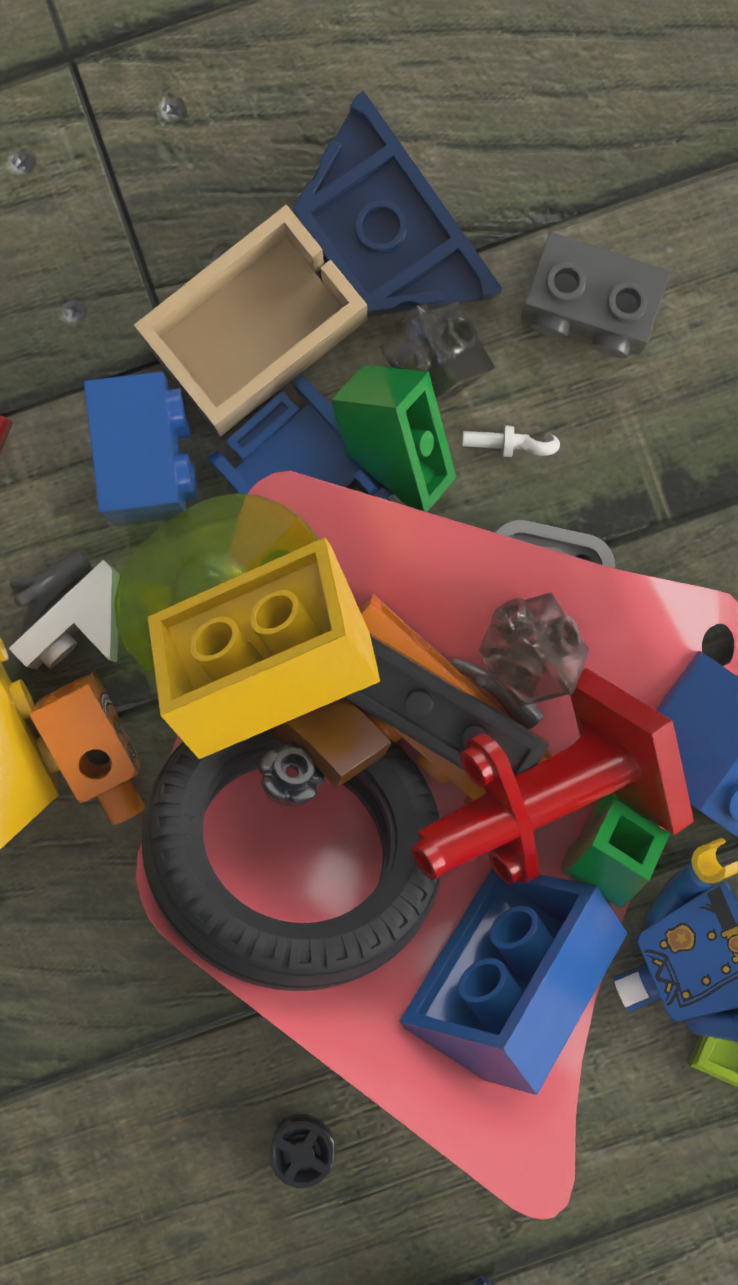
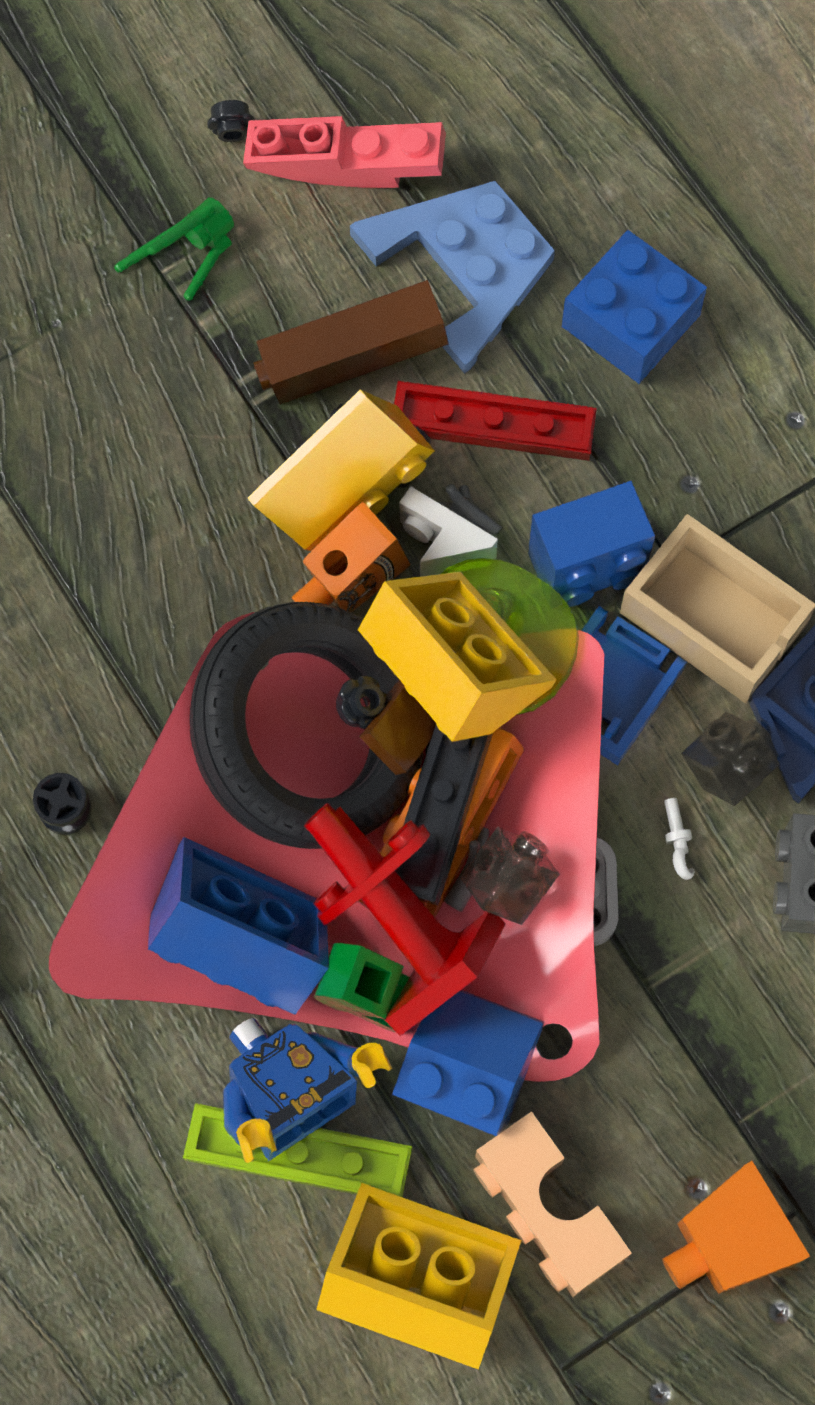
camera: 75 degrees right, 15 degrees down
(396, 432) = (657, 739): green slope -> none

